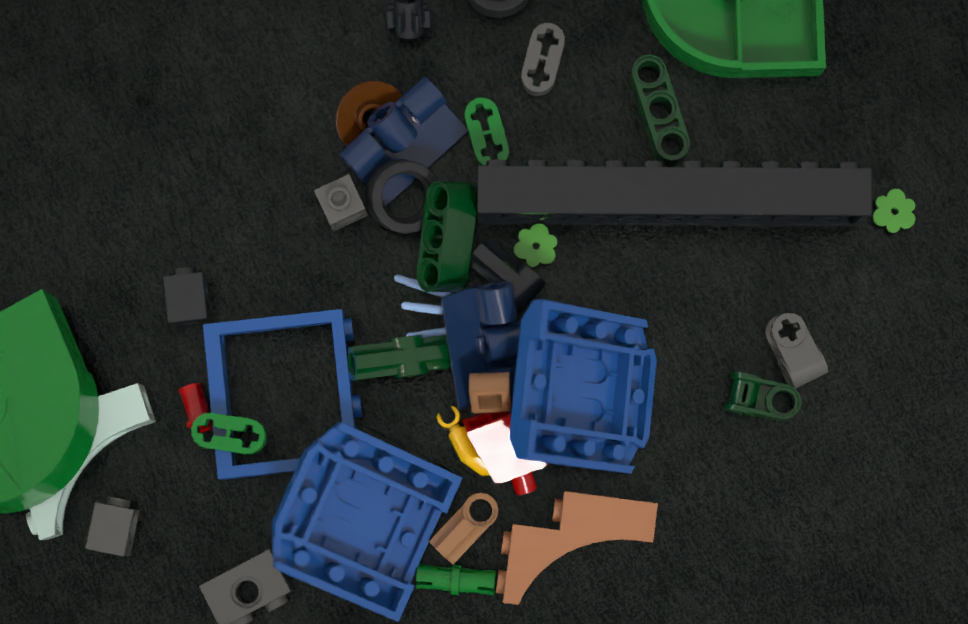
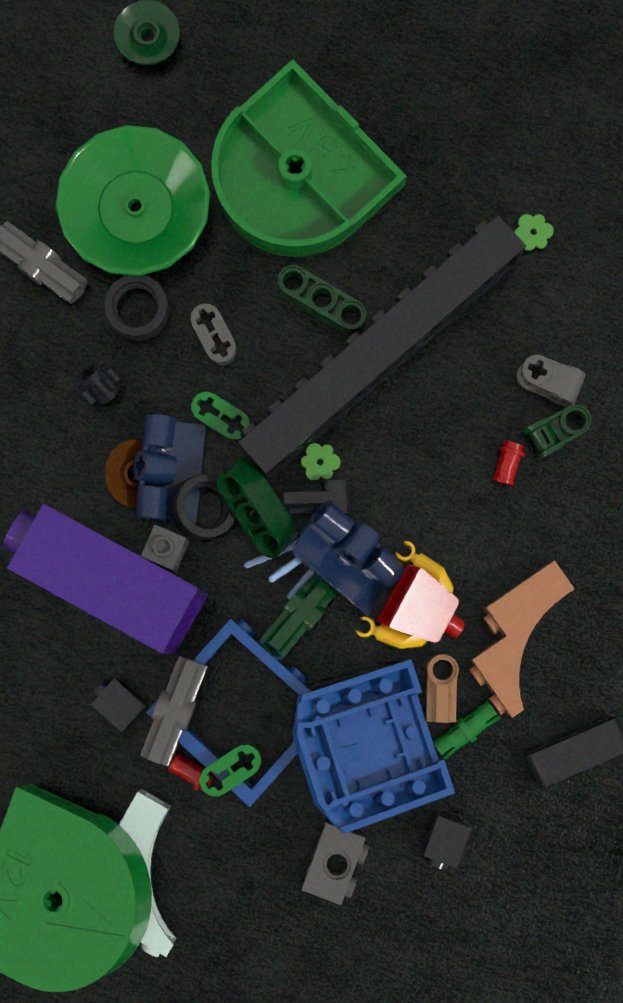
camera: 40 degrees left, 0 degrees up
(113, 527) = (207, 903): dark grey brick -> none
(226, 342) = (173, 711): none -> dark grey piece
(265, 181) = (103, 578): none -> dark purple brick
(490, 392) = (380, 585): medium nougat brick -> none
(581, 387) = (437, 529): blue wedge -> none
(695, 387) = (508, 462): none -> red pin

